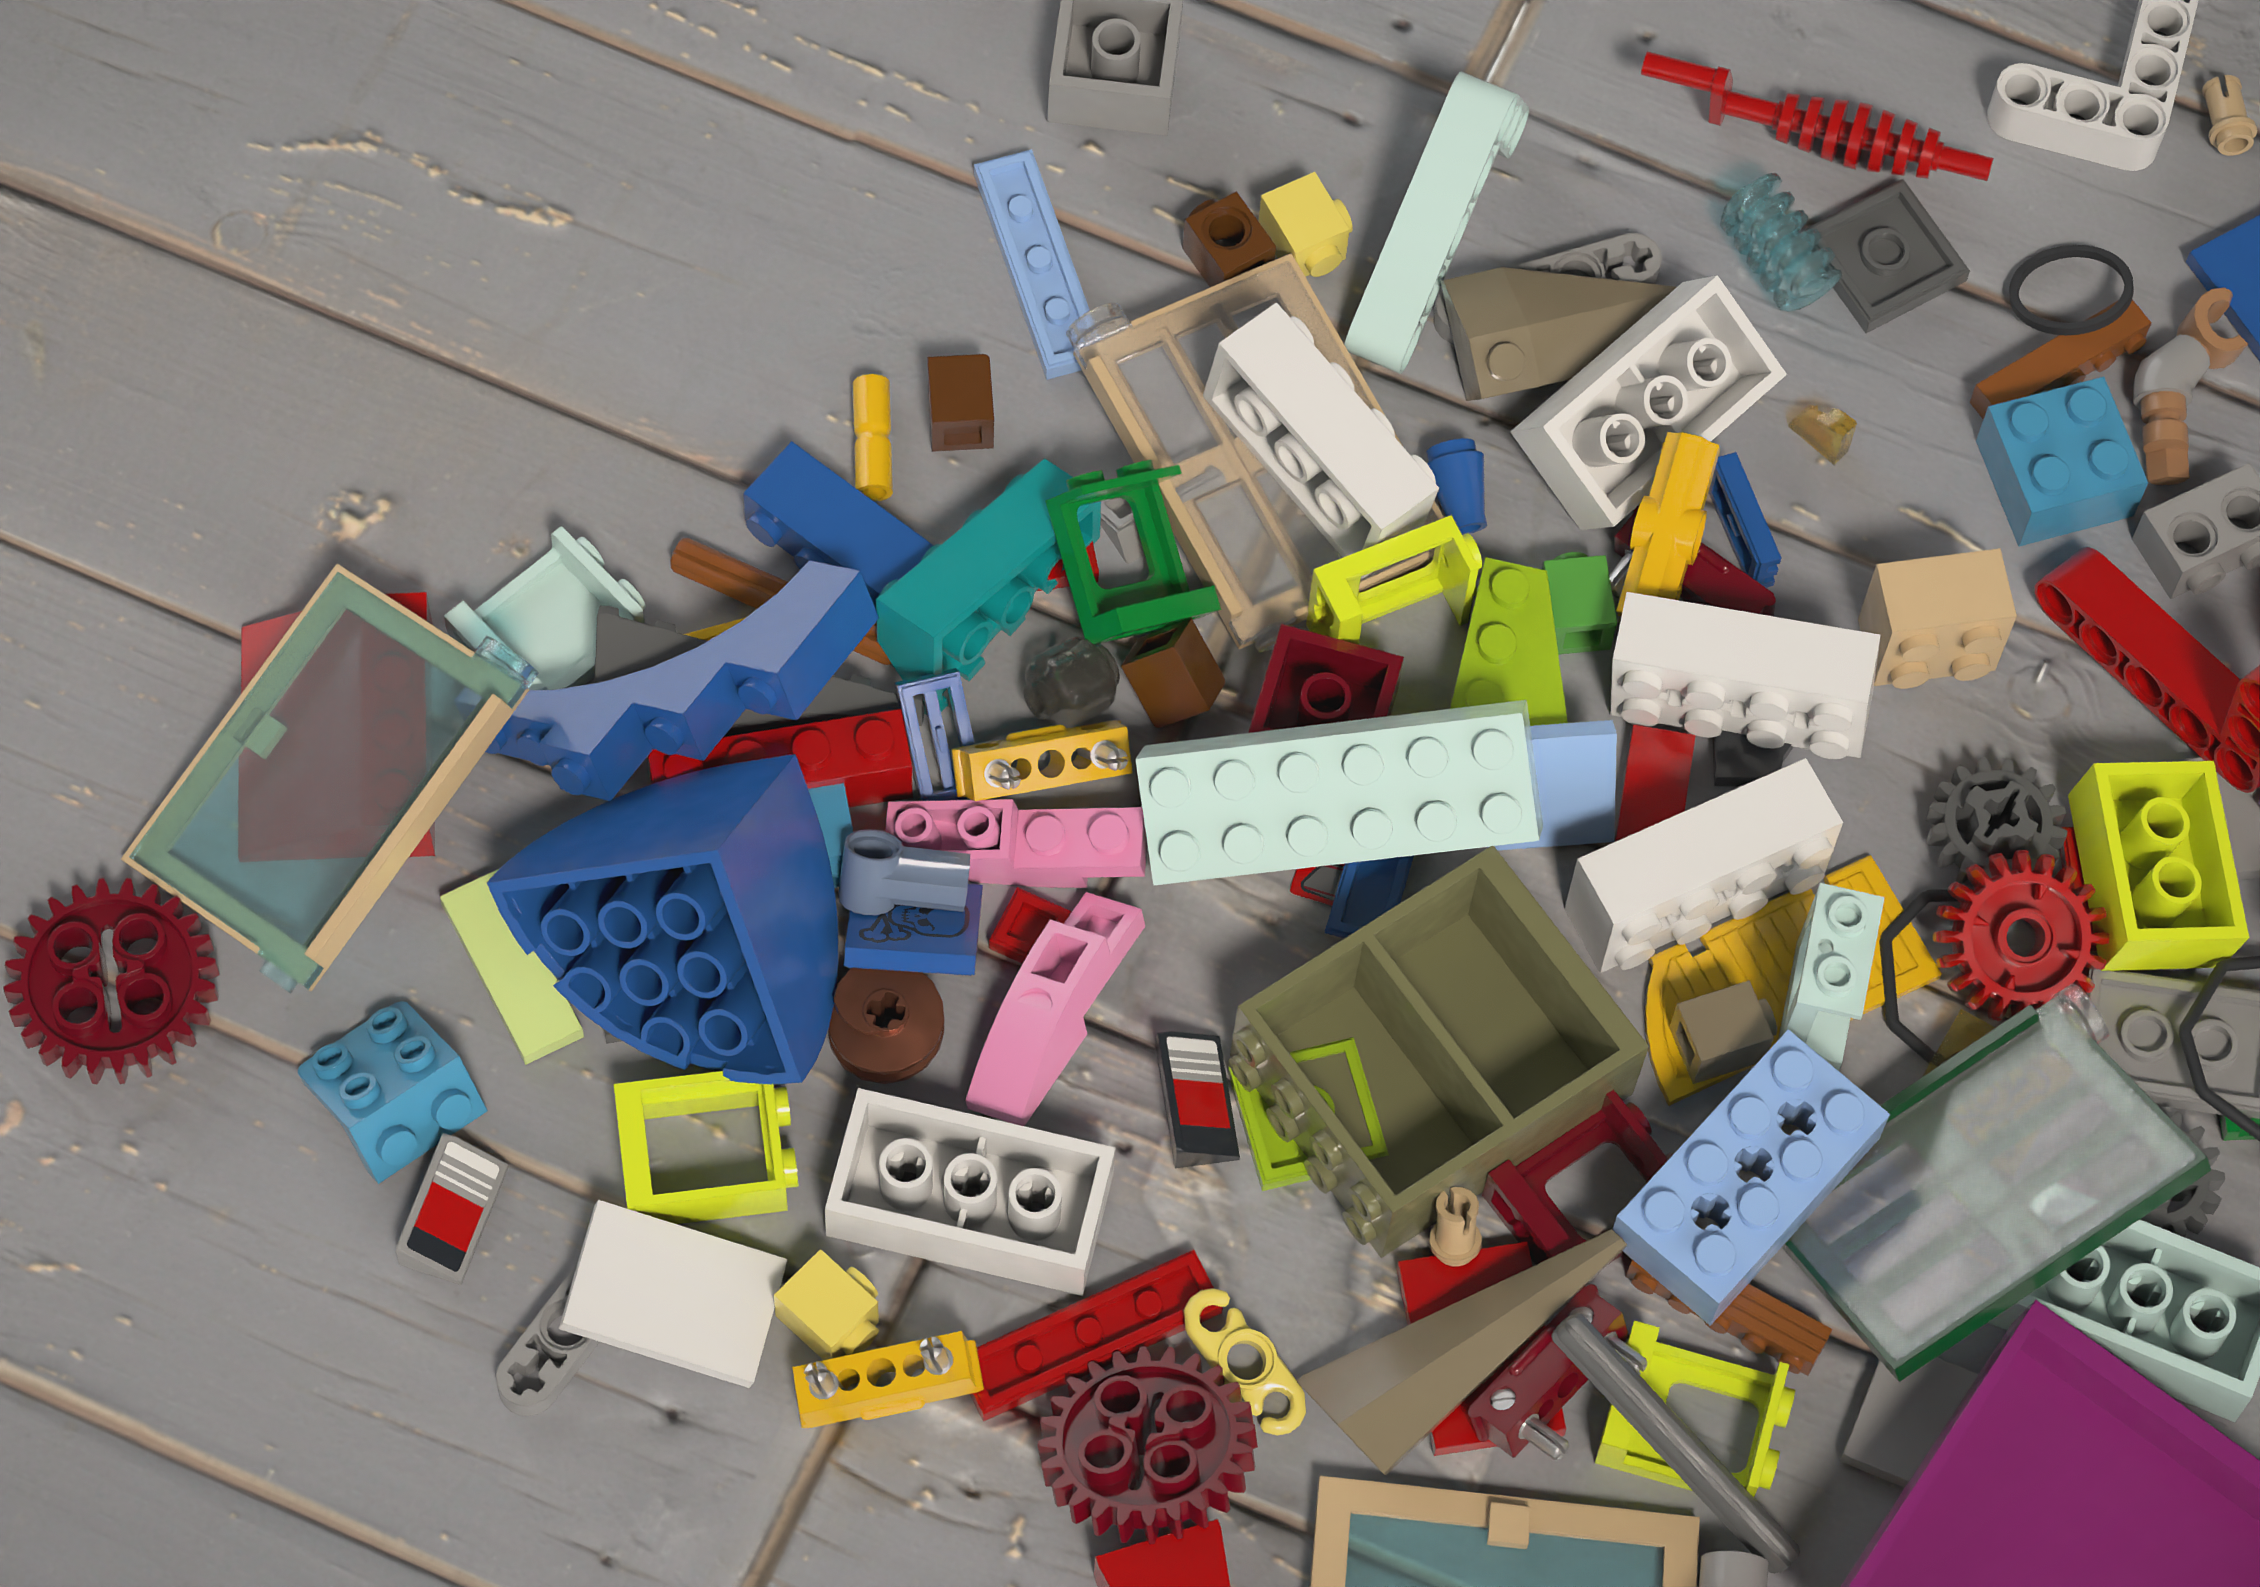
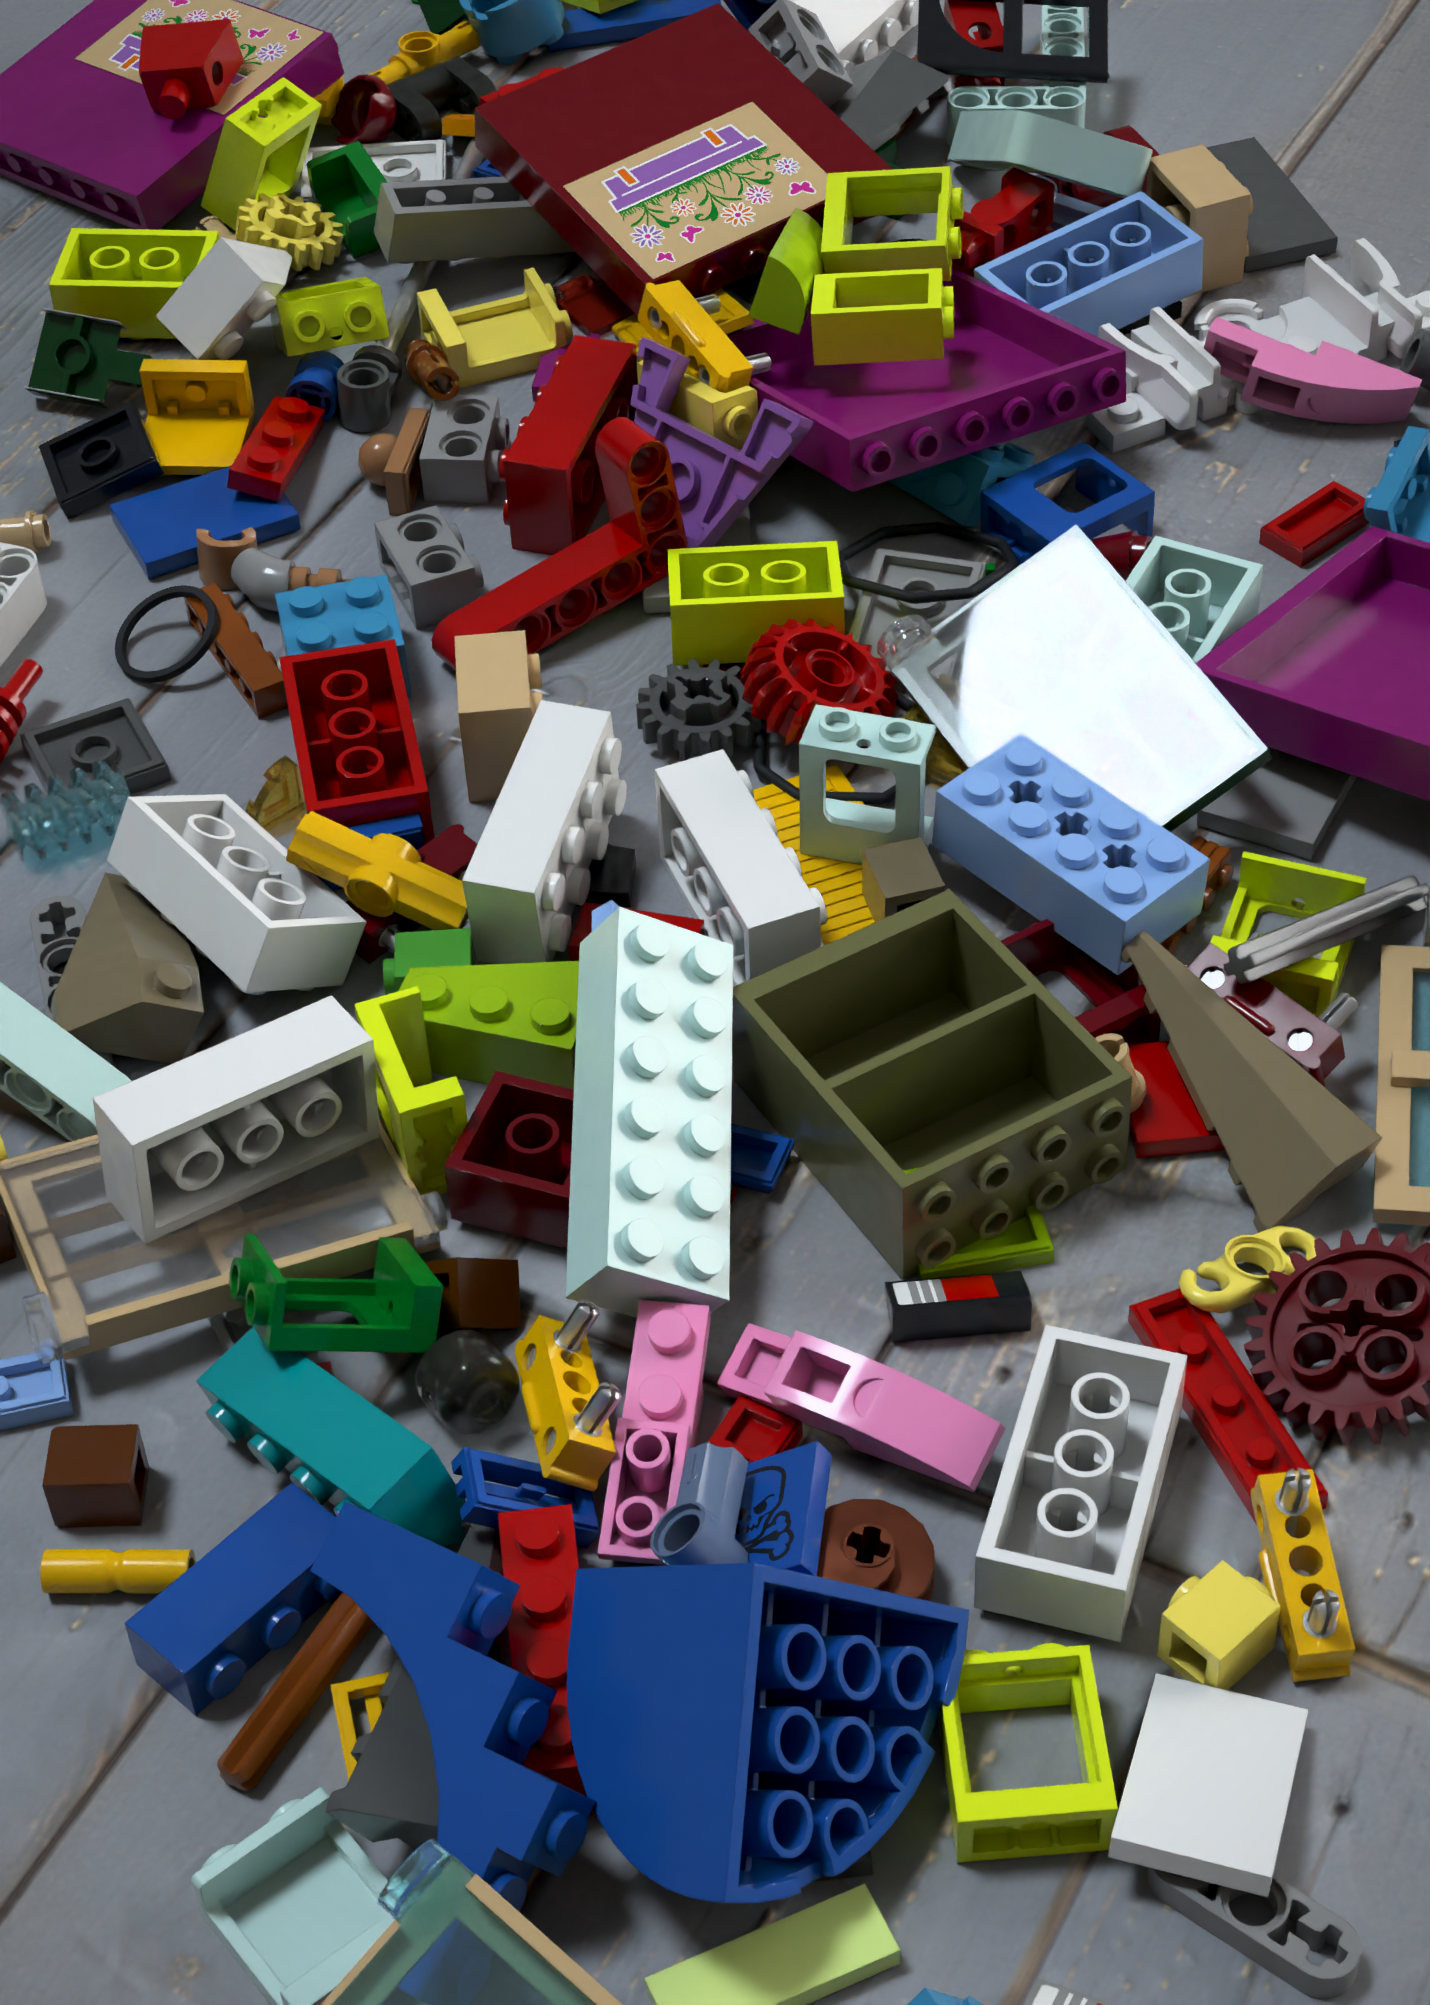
camera: 80 degrees left, 20 degrees down
(1887, 490) = (355, 735): none -> red brick

